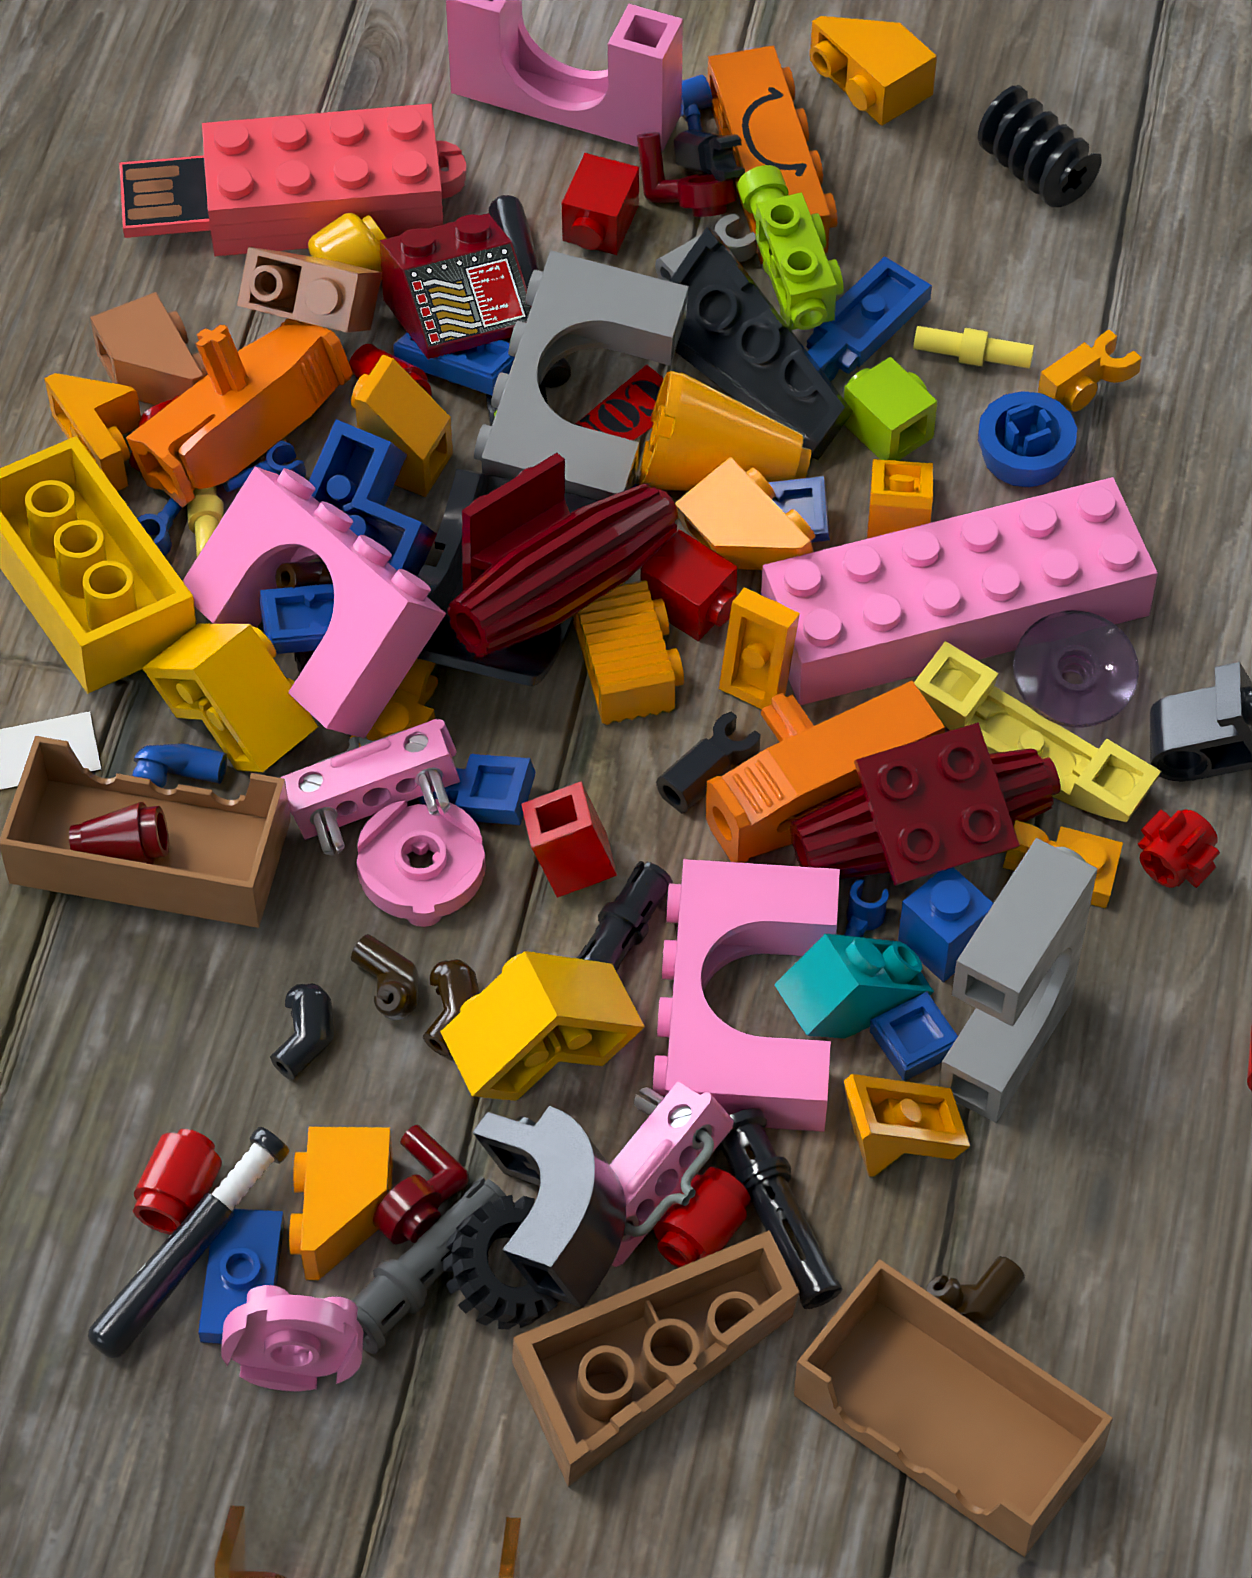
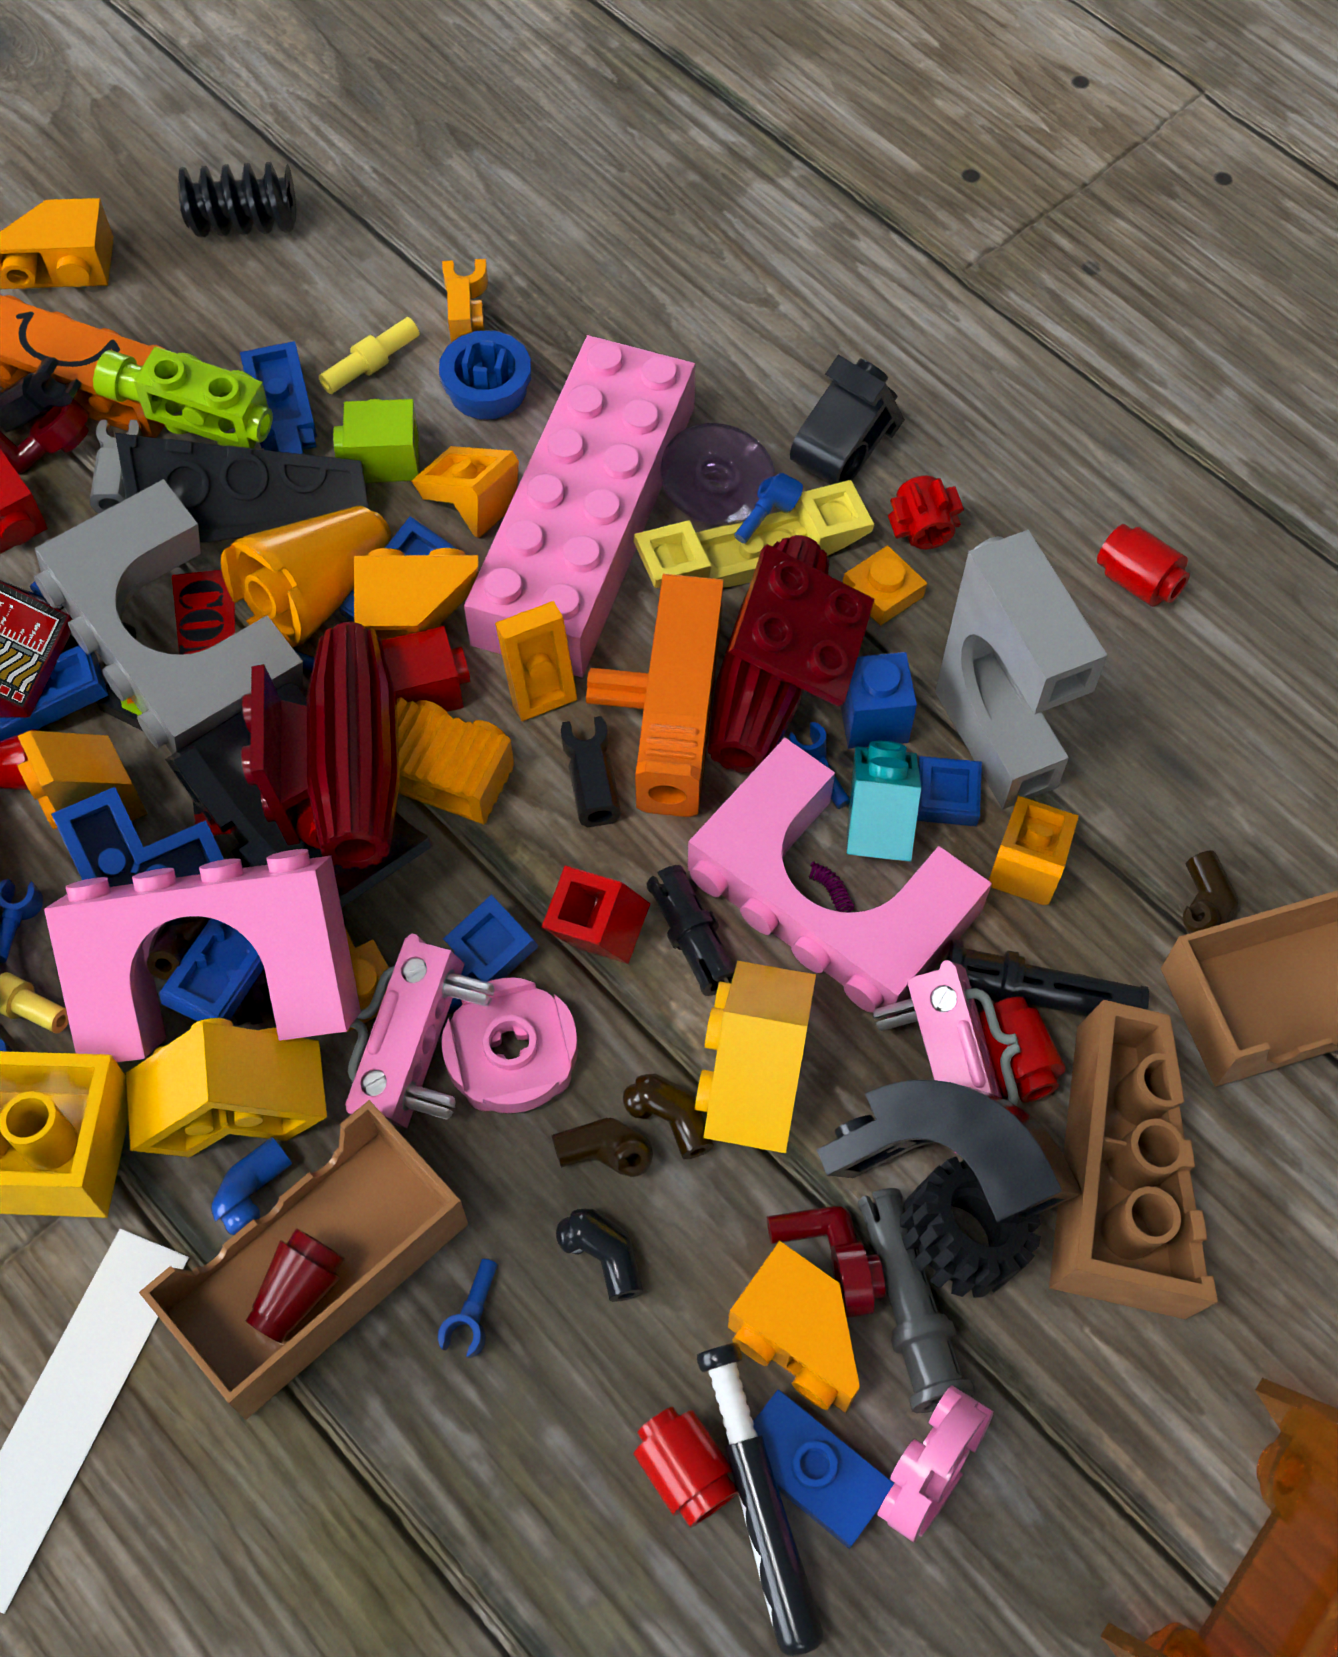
camera: 55 degrees left, 5 degrees up
(181, 984) = (471, 1311): none -> blue hand
(752, 993) = (830, 884): none -> magenta leg
(1093, 723) = (775, 491): none -> blue hand

